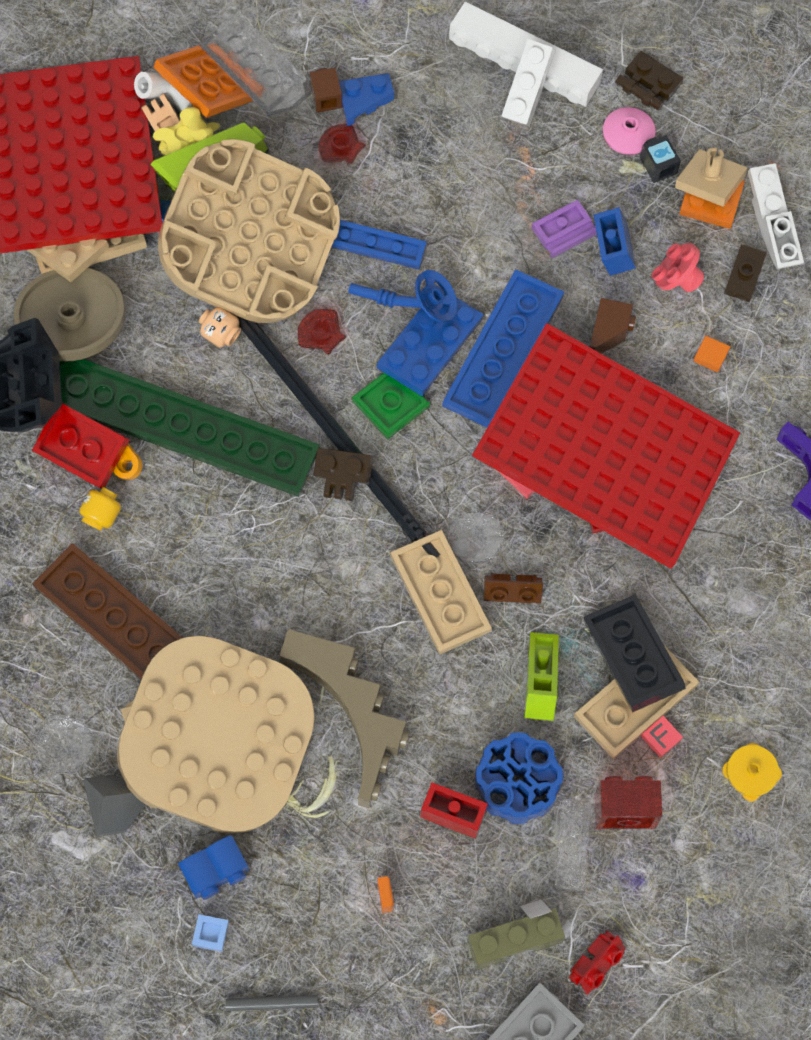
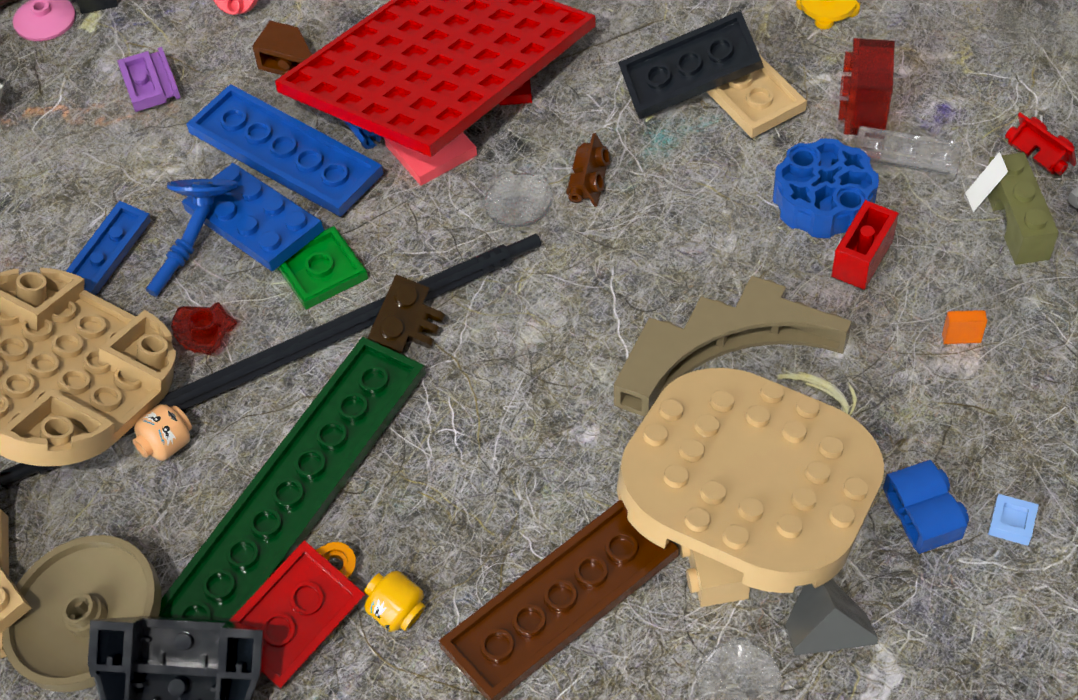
camera: 75 degrees left, 15 degrees down
(440, 593) = (583, 238): tan plate -> none
(542, 676) = (708, 153): lime slope -> none
(614, 241) = (184, 30): blue brick -> none
(661, 736) = (787, 64): coral tile -> none

